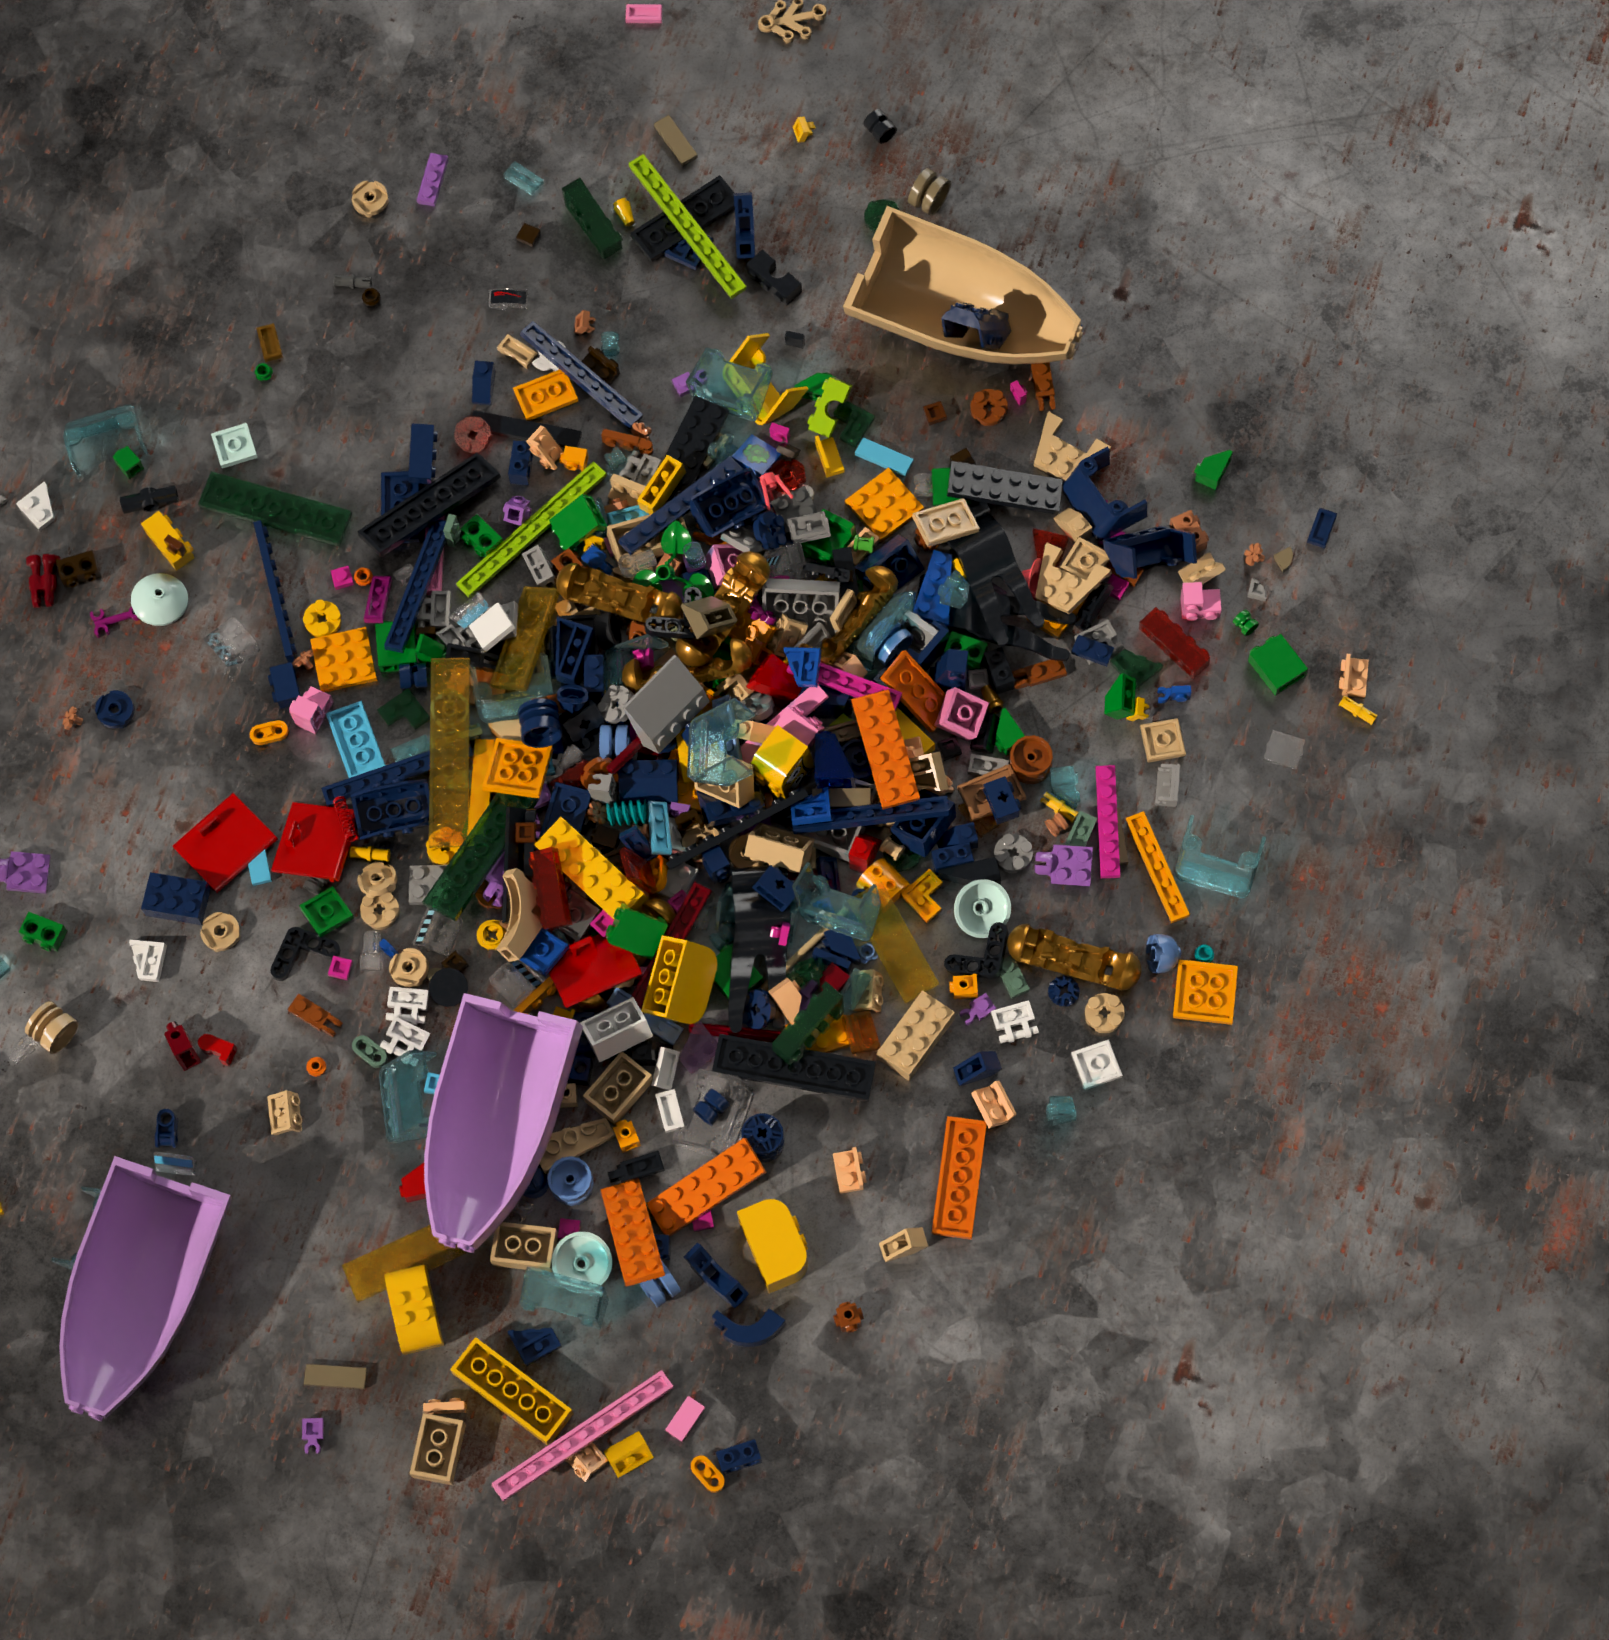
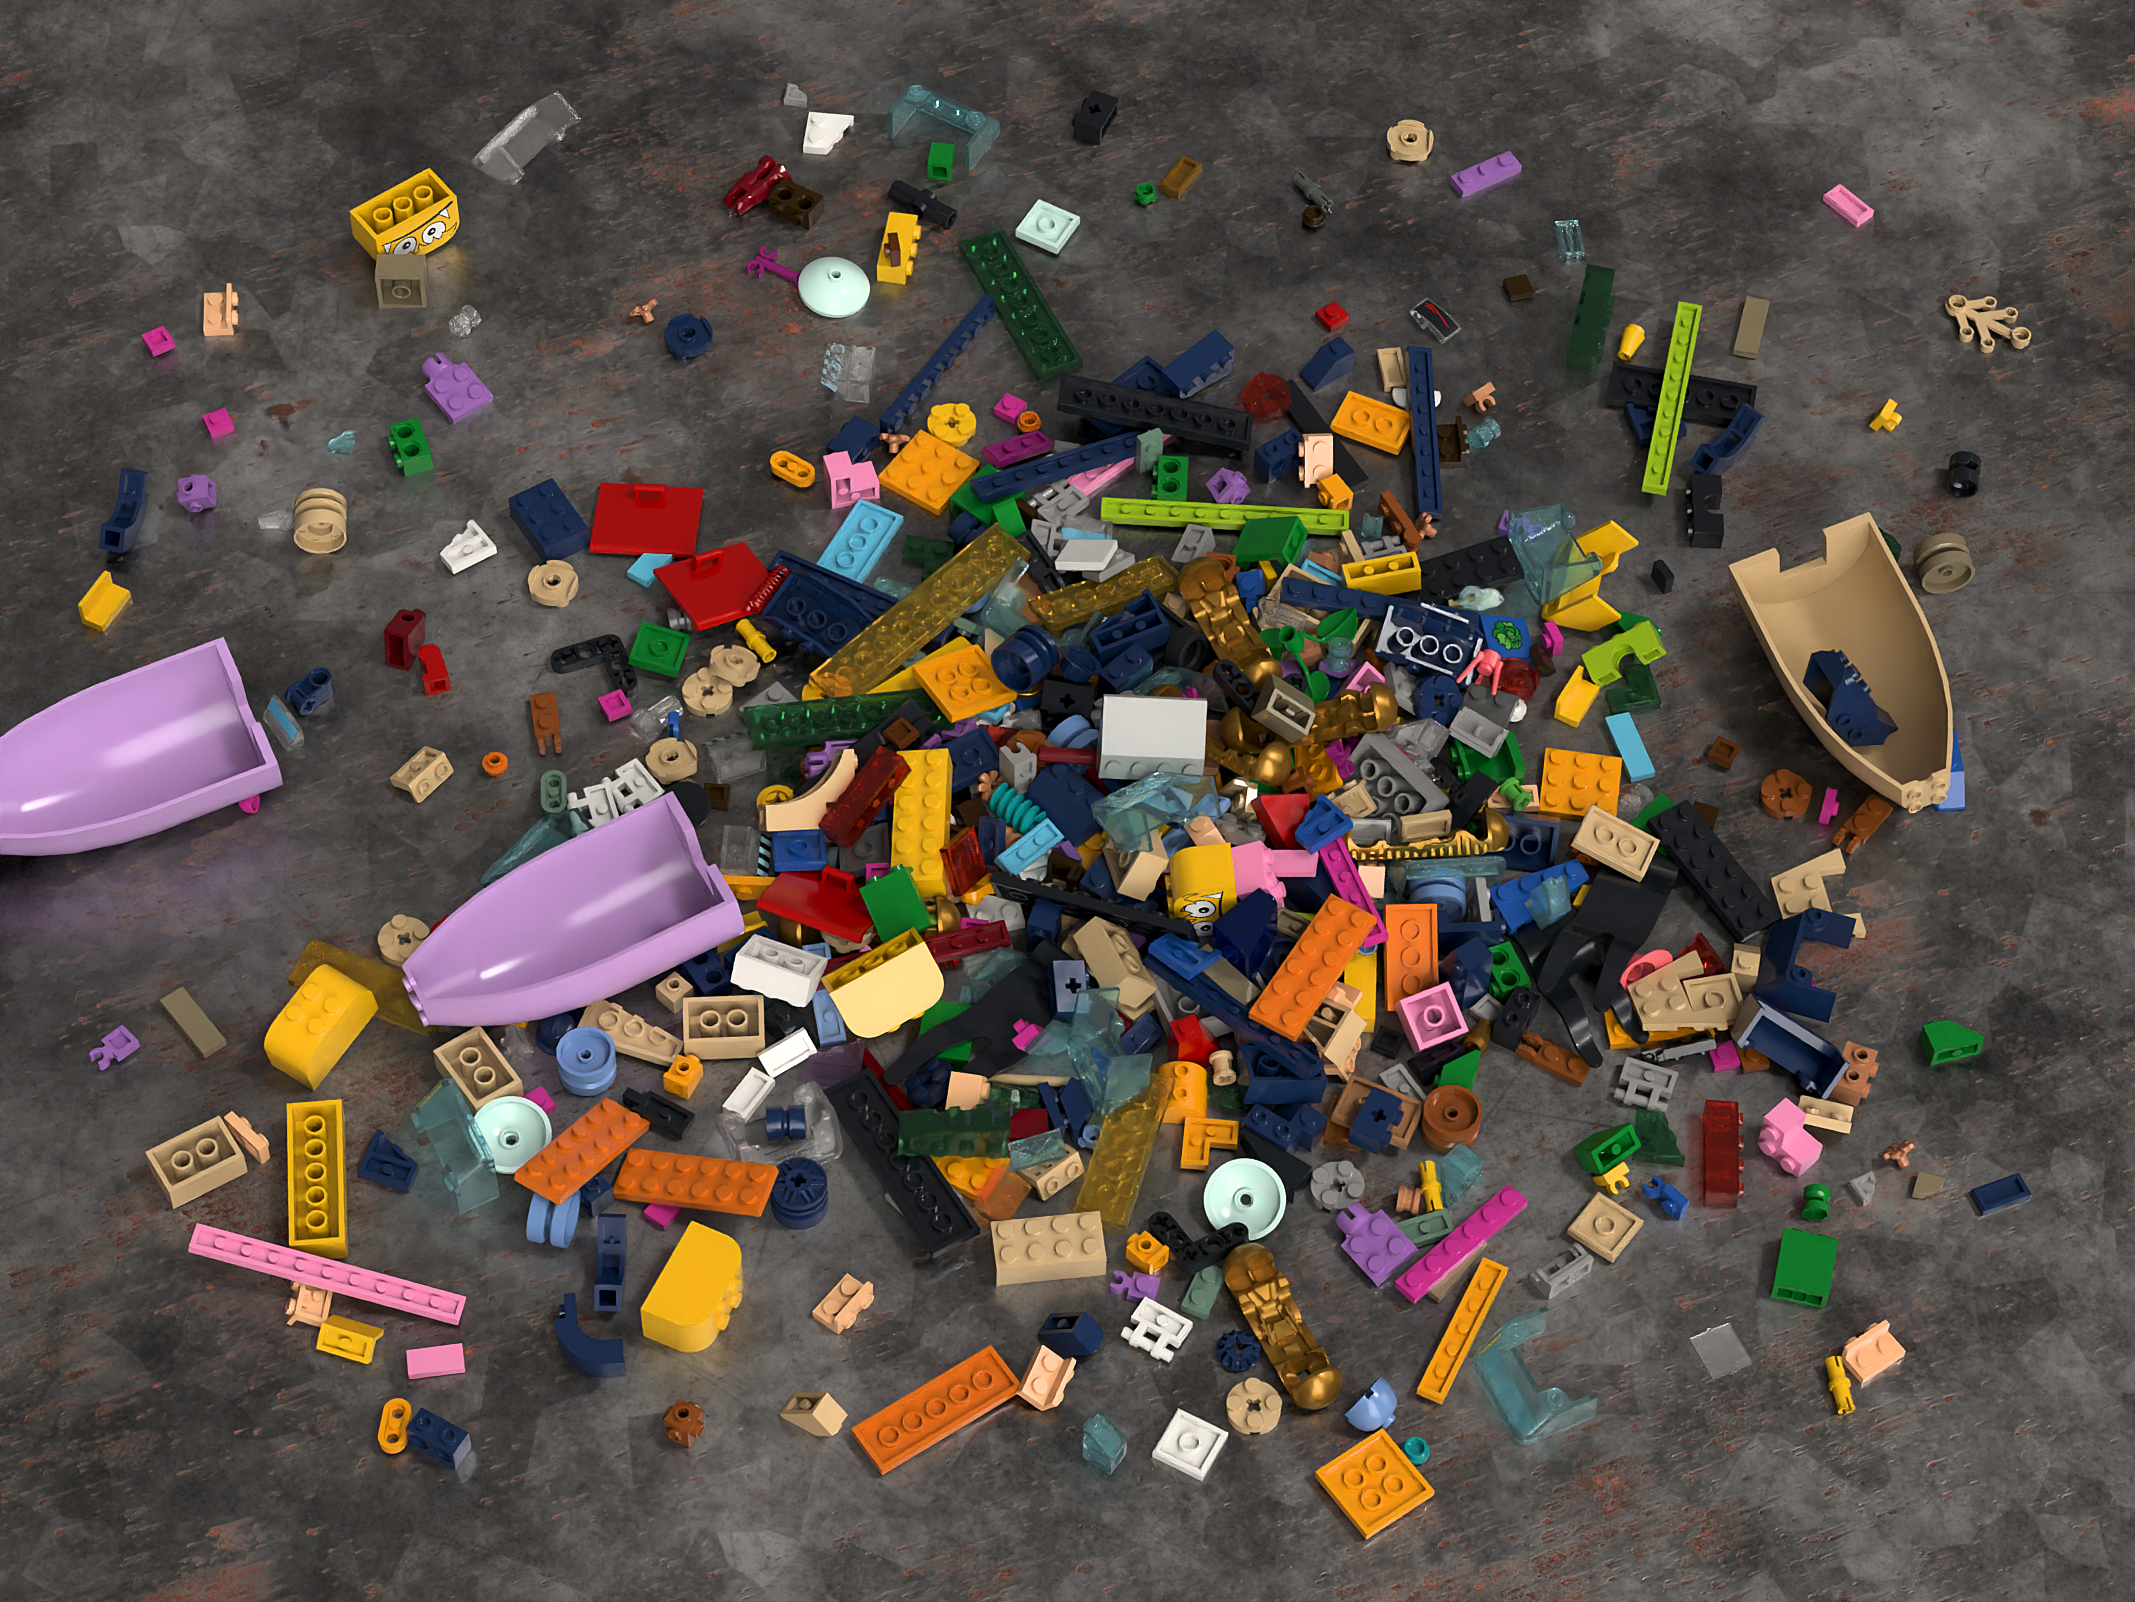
camera: 40 degrees right, 15 degrees down
(179, 341) = (1095, 117): none -> black brick
(380, 1210) = (400, 928): none -> tan plate
(450, 350) = (1332, 316): none -> red plate
(1092, 650) = (1628, 1083): dark blue plate -> none

